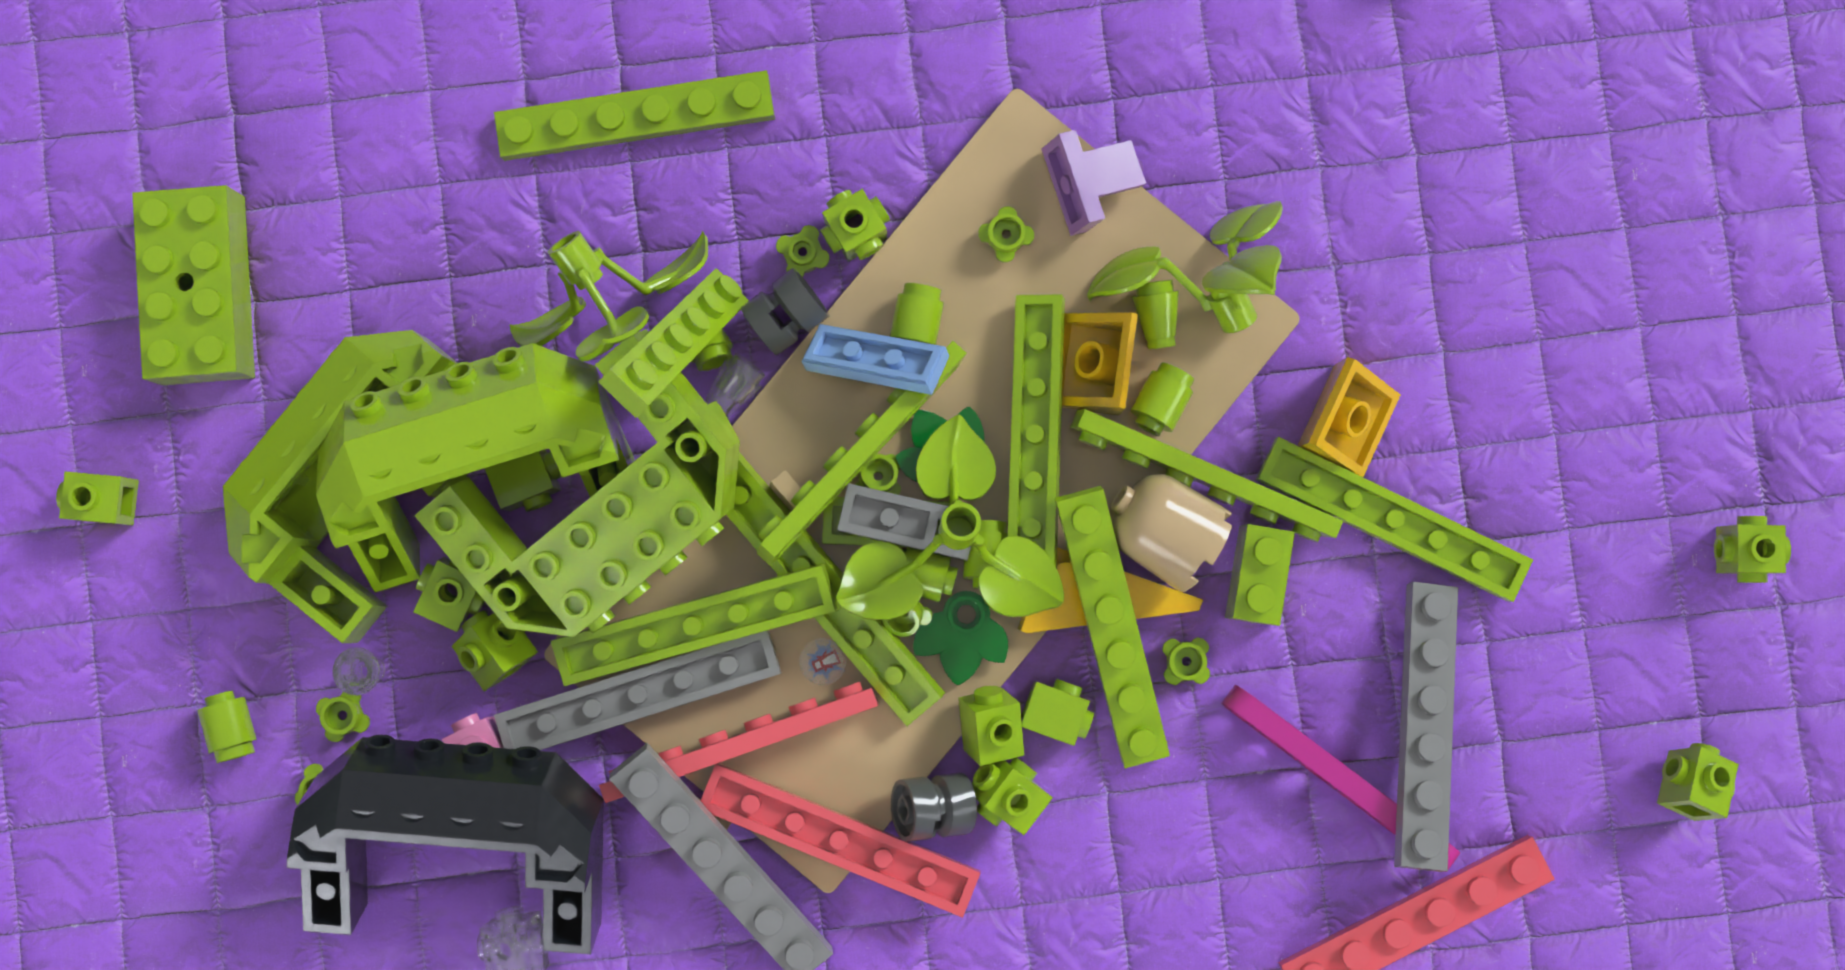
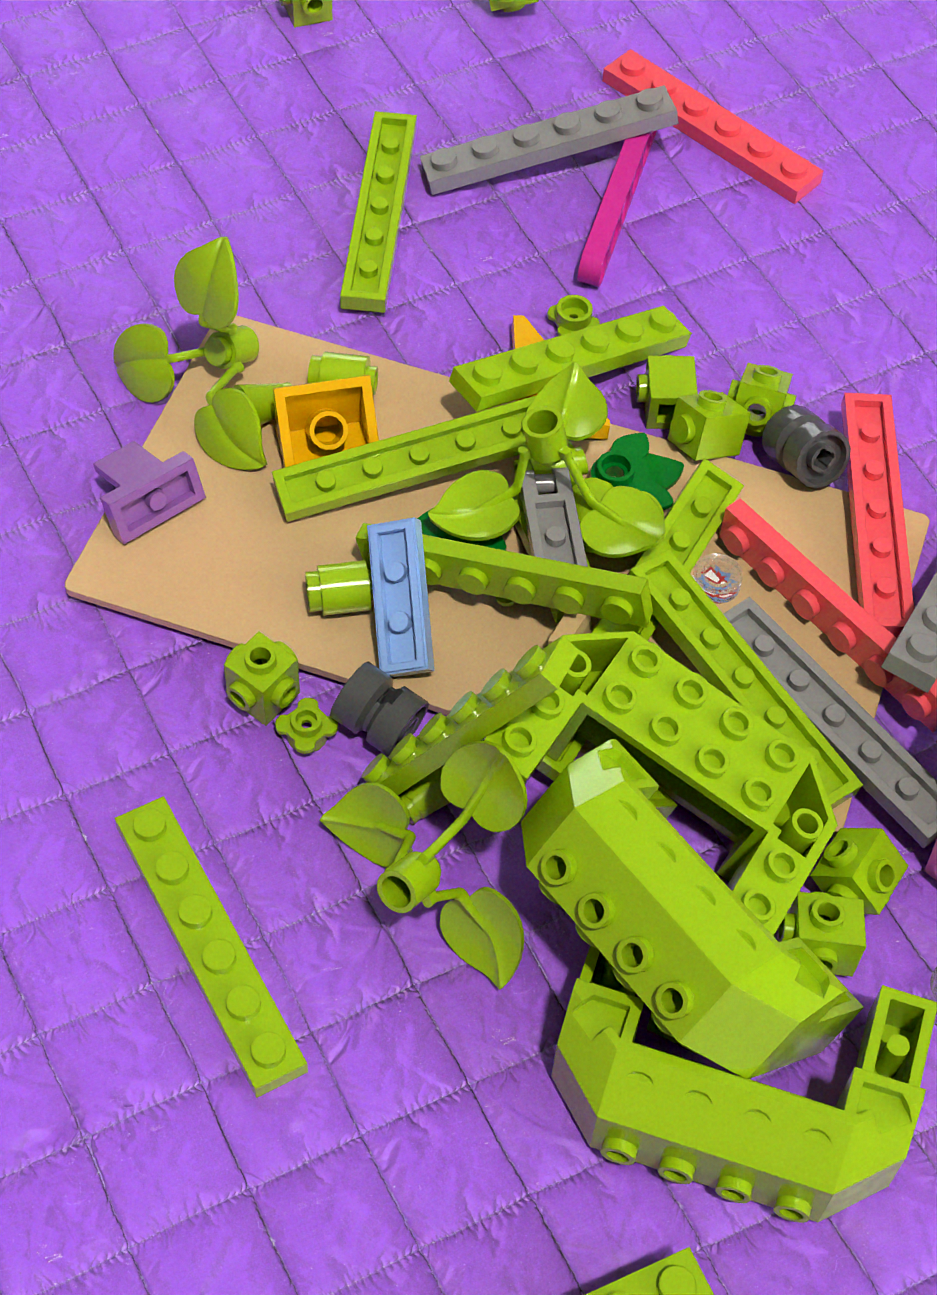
camera: 115 degrees left, 30 degrees down
(1006, 220) = (220, 534): lime plate -> none
(1169, 528) = (463, 324): tan cylinder -> none
(1222, 484) = (401, 344): lime plate -> none
(1259, 575) = (473, 278): lime piece -> none
(1350, 416) = (298, 265): yellow slope -> none

